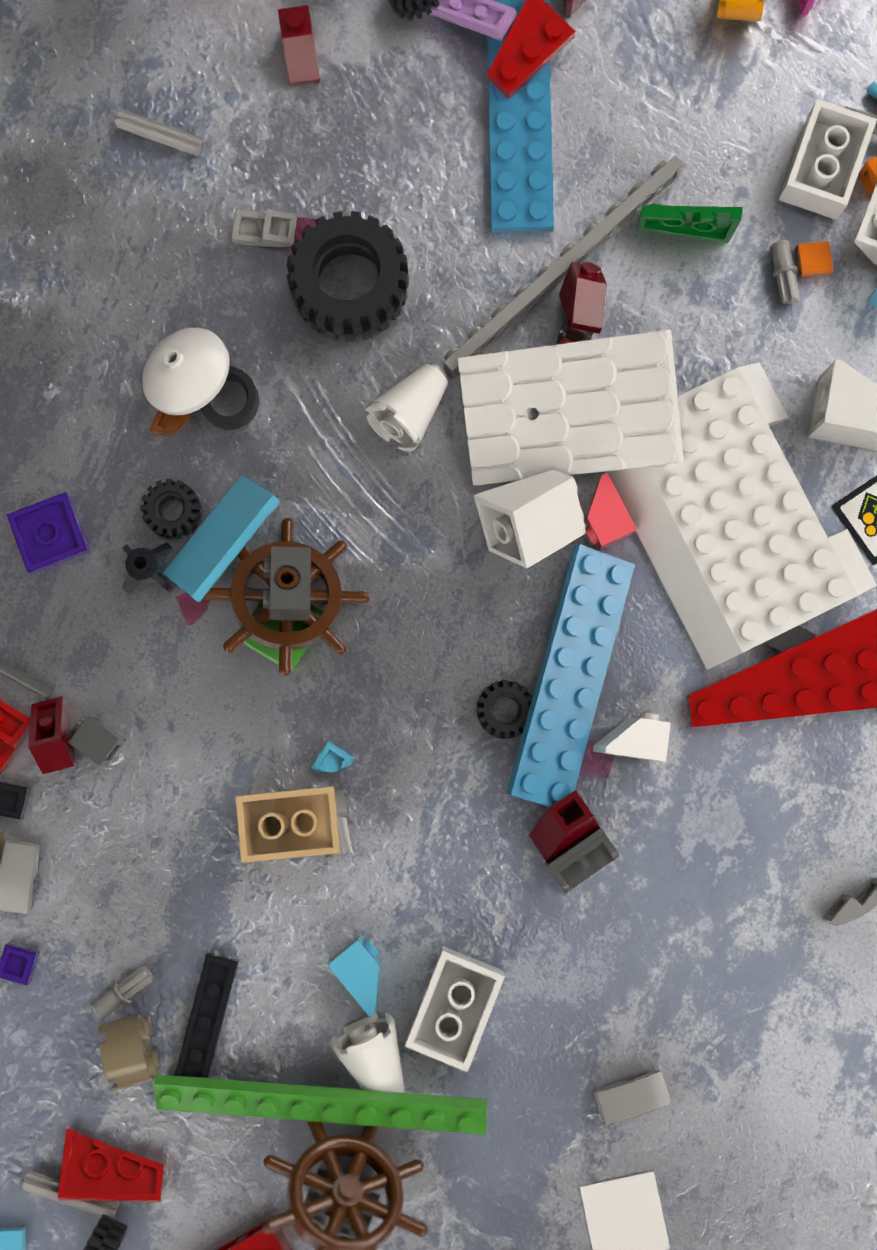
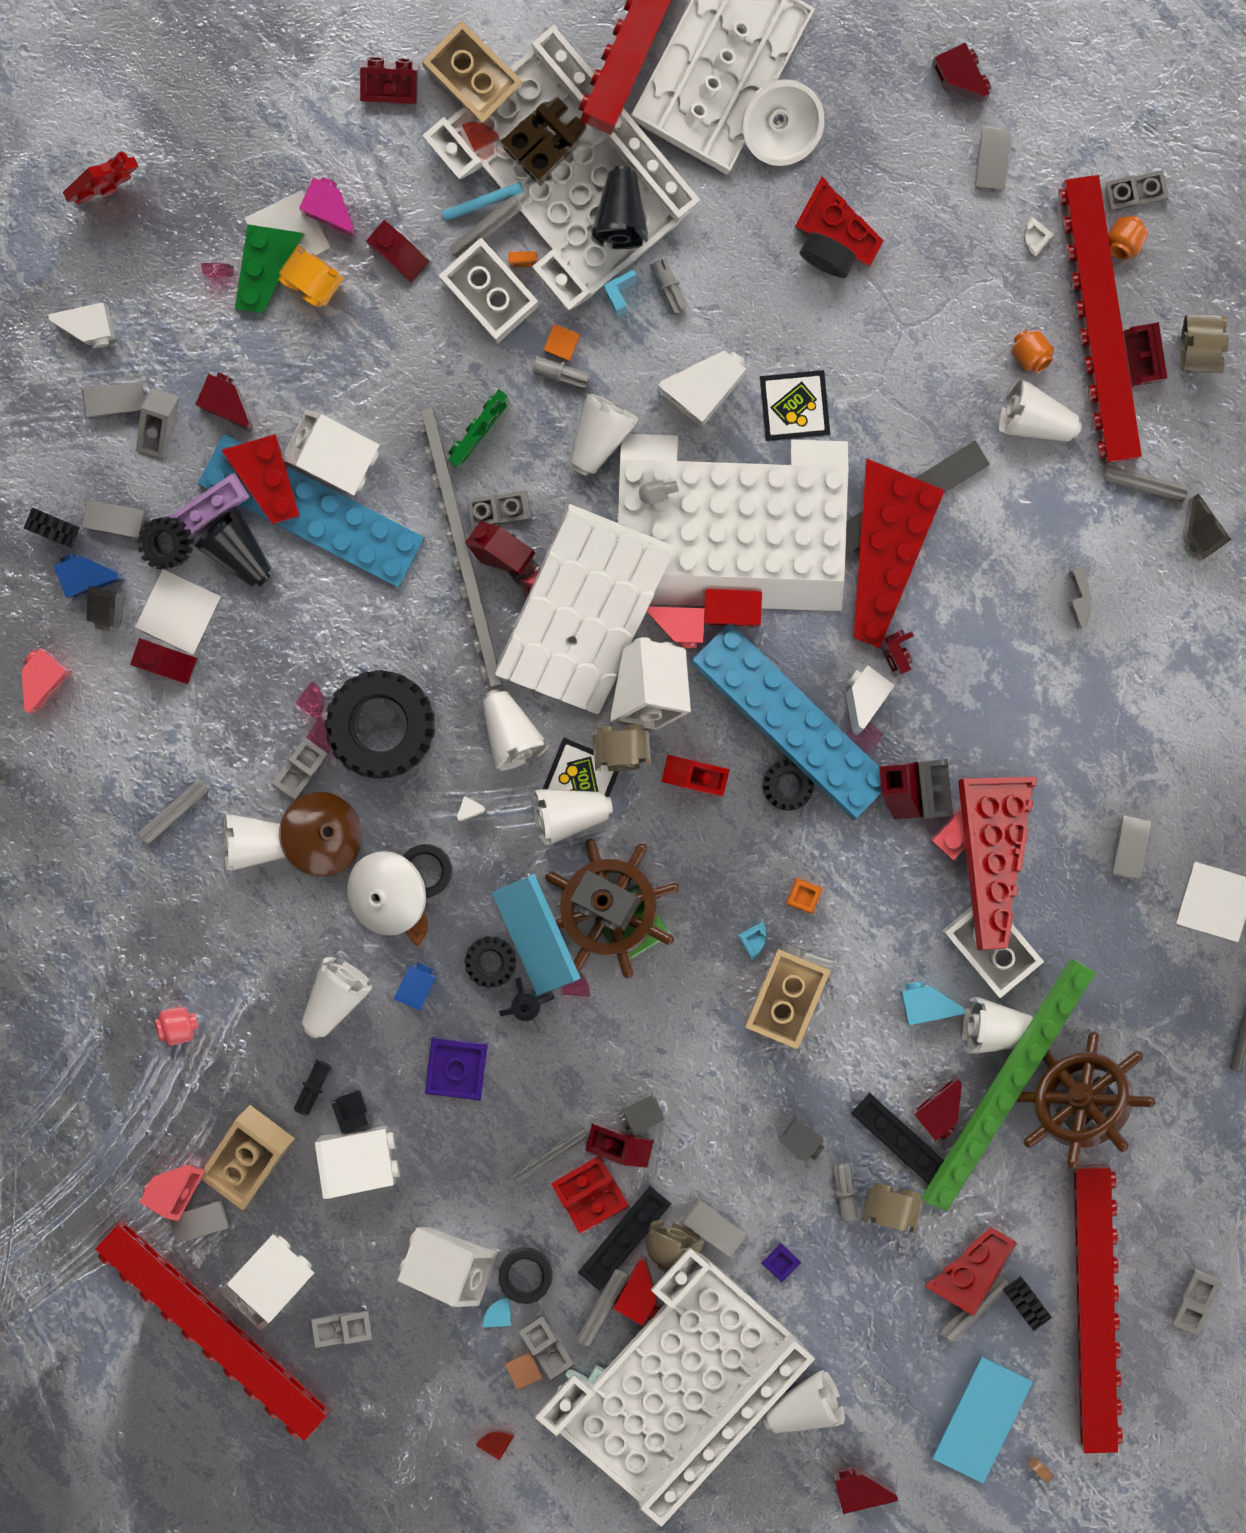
camera: 65 degrees left, 5 degrees up
(57, 372) = (333, 996): none -> white cone
(106, 447) = (416, 986): none -> blue slope
(152, 918) = (802, 1140): none -> dark grey brick
(169, 219) = (250, 842): none -> white cone
(187, 280) = (303, 835): none -> reddish brown dish
(257, 1046) = (941, 1110): none -> dark red slope
(312, 408) = (470, 808): none -> white slope
(337, 202) = (312, 700): none -> clear pink tile
(354, 40) = (178, 611): none -> white sticker
(360, 505) = (568, 812): none -> white cone
(400, 503) = (575, 770): none -> sticker
(403, 786) = (804, 895): none -> orange tile
(444, 52) = (236, 549): none -> black cone
(452, 522) = (622, 749): none -> dark tan brick
(465, 611) = (695, 775): none -> red slope
(554, 908) = (951, 836): none -> coral slope
(558, 955) = (995, 845): none -> wing
(587, 96) = (331, 452): none -> white slope
(622, 286) = (499, 508): none -> light grey slope
(651, 558) = (733, 608): none -> red panel
(696, 746) = (897, 657): none -> dark red bracket
(728, 416) = (656, 491): none -> light grey cylinder
(749, 337) = (599, 433): none -> white cone
(813, 56) = (397, 251): none -> dark red slope

